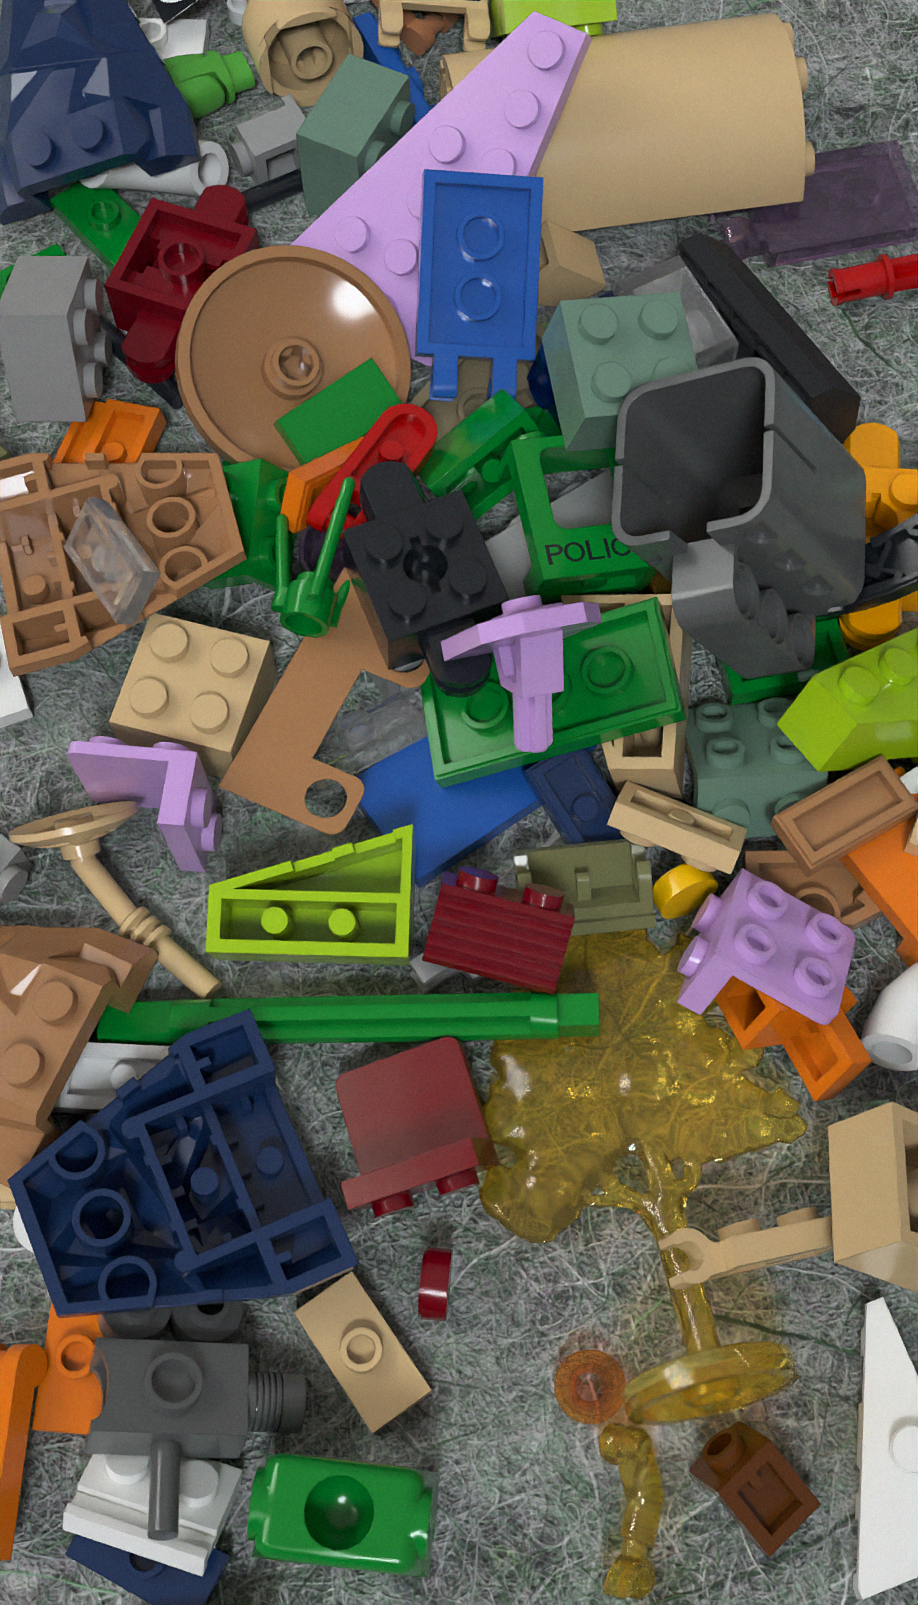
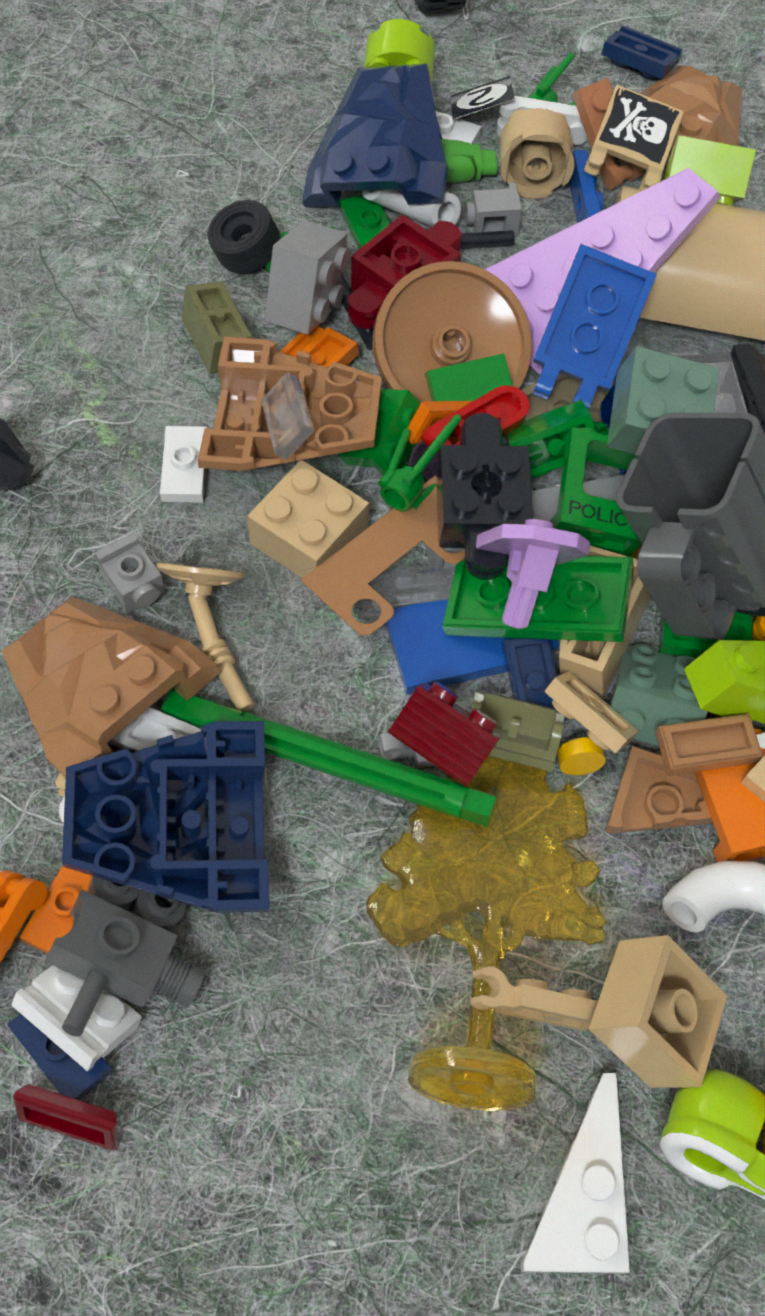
camera: 15 degrees right, 5 degrees down
(159, 778) = (266, 564): lavender bracket -> none
(321, 909) = (336, 680): lime wedge -> none
(344, 1514) = (195, 1067): green piece -> none
(351, 129) = (545, 210): sand green brick -> none
(363, 1352) = (250, 973): tan plate -> none
(414, 1127) = (341, 840): dark red bracket -> none
(435, 1284) = (315, 946): dark red tile -> none
(567, 266) = (654, 334): tan brick -> none
(608, 1372) = (391, 1038): clear orange plate -> none
(645, 1497) = (401, 1142): clear yellow arm -> none
(755, 1485) = (479, 1164): reddish brown bracket -> none
(770, 945) = (626, 809): lavender bracket -> none
(822, 1054) = (630, 857): orange brick -> none

